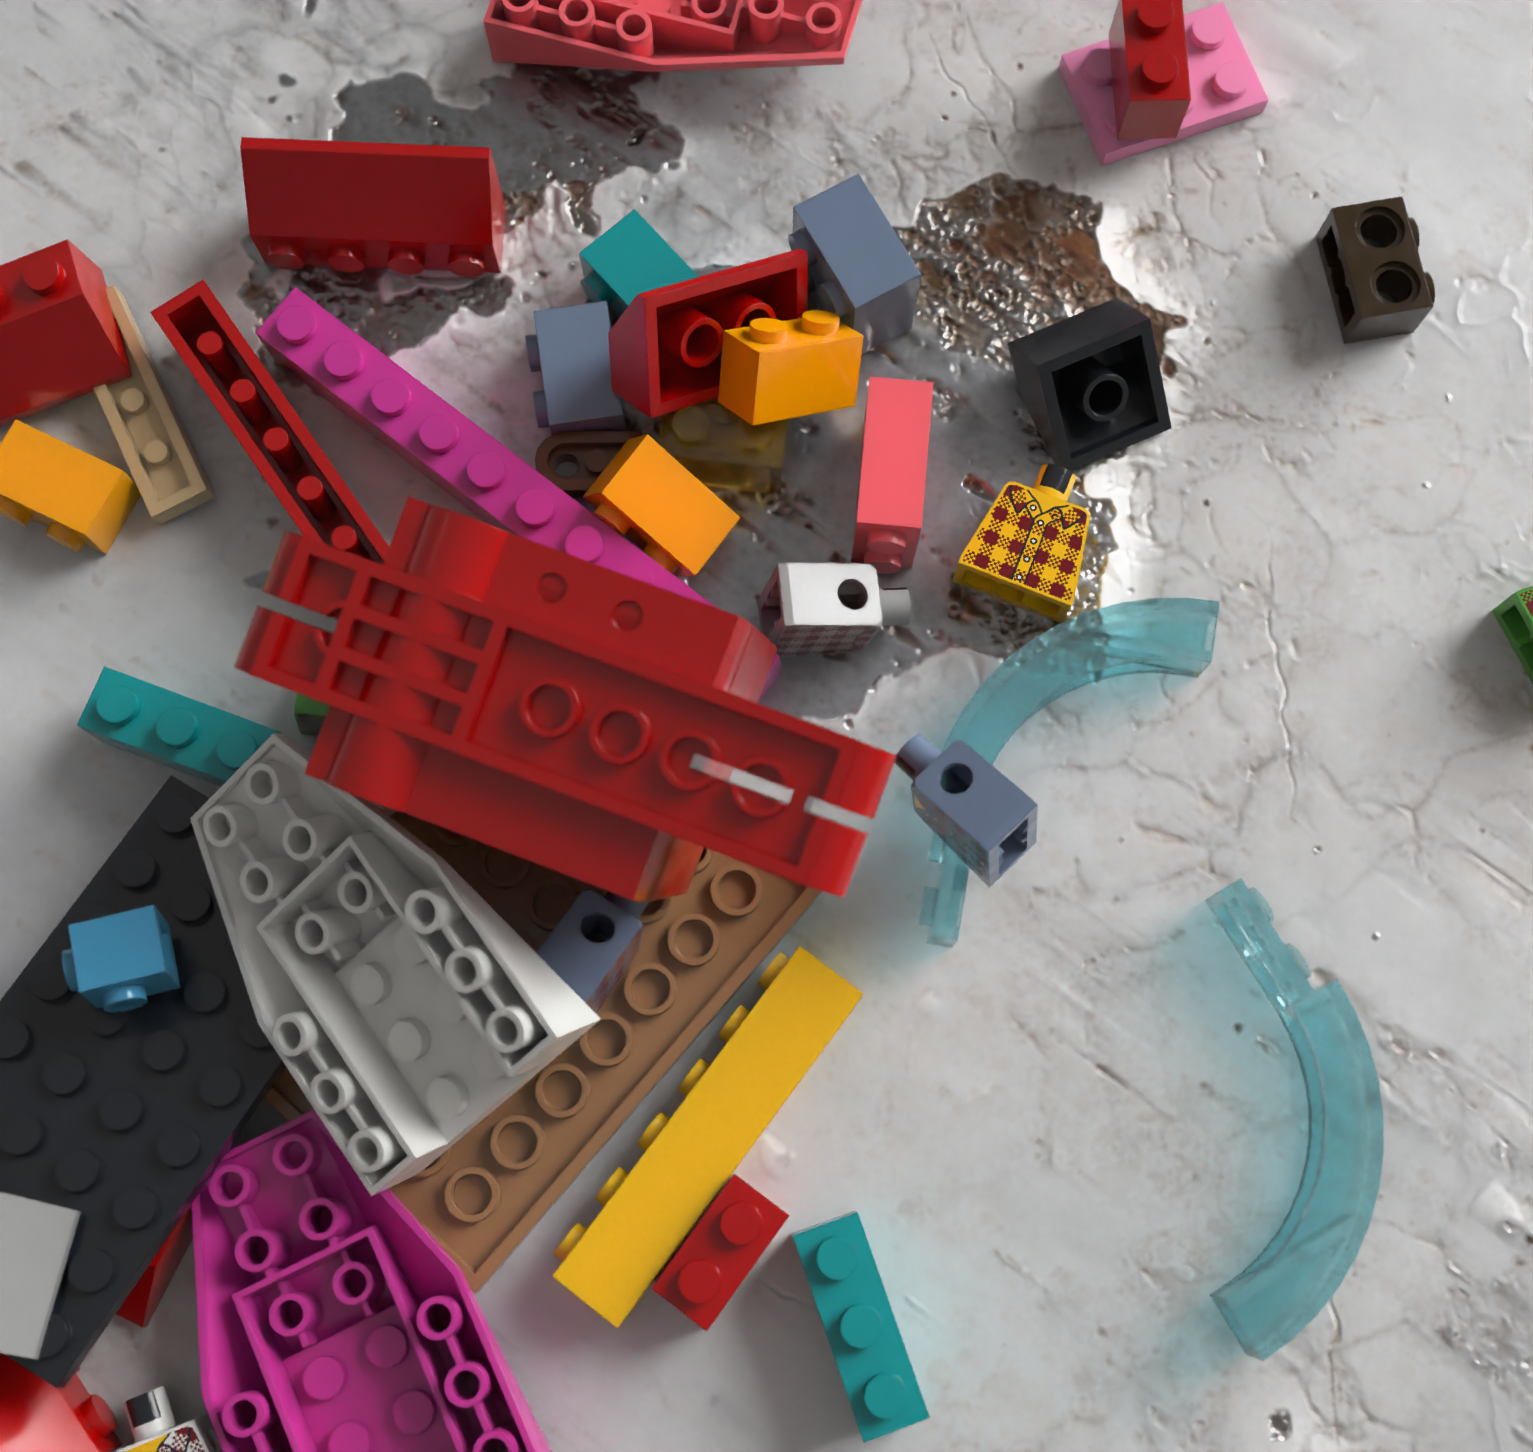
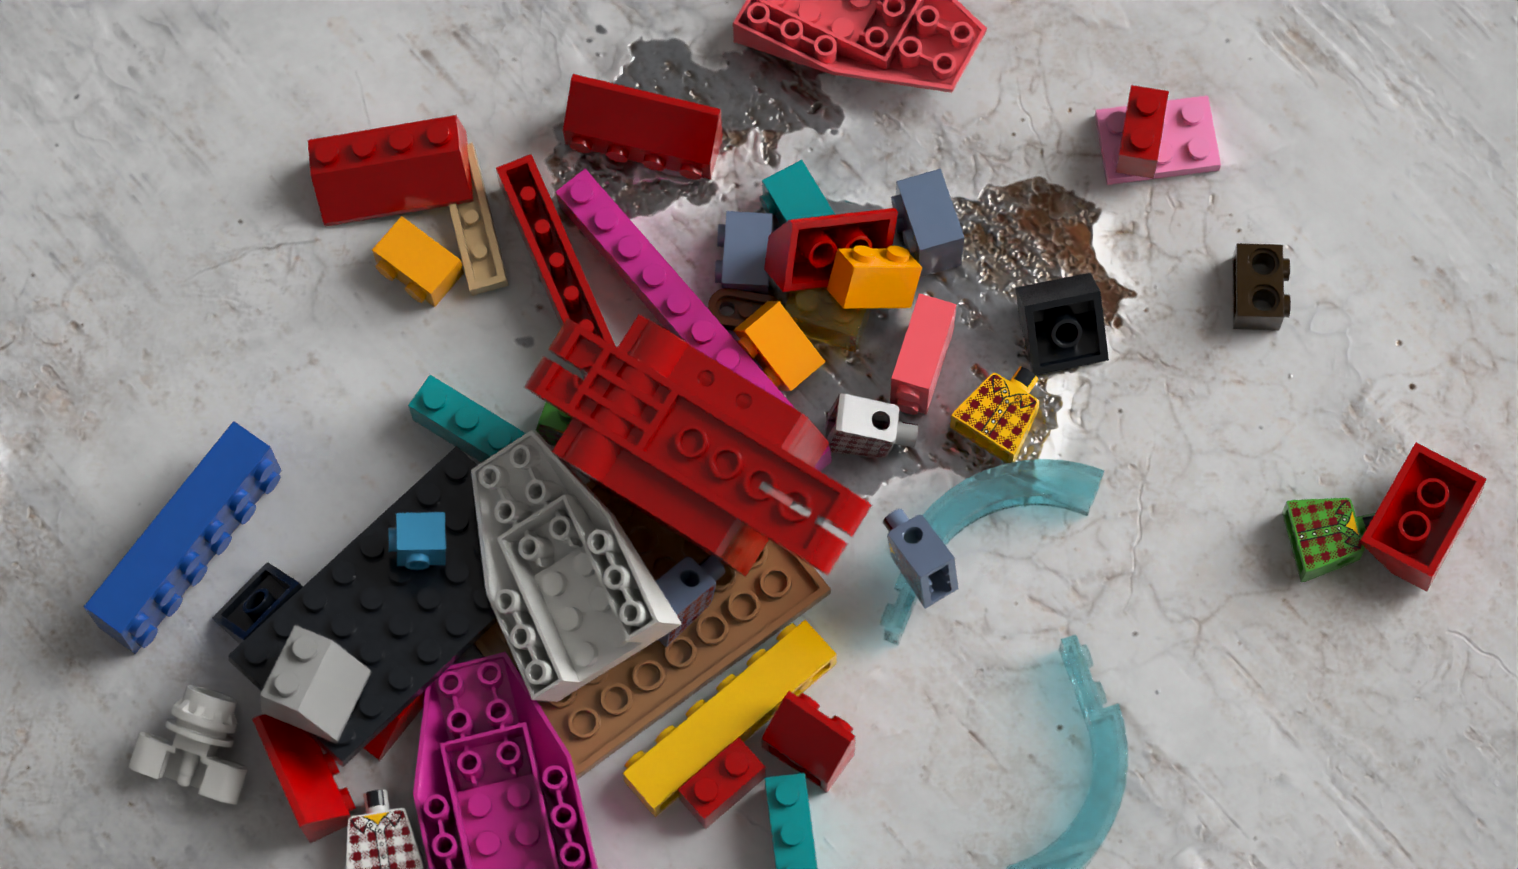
camera: 15 degrees right, 5 degrees down
(852, 1150) = (809, 740): none -> red slope

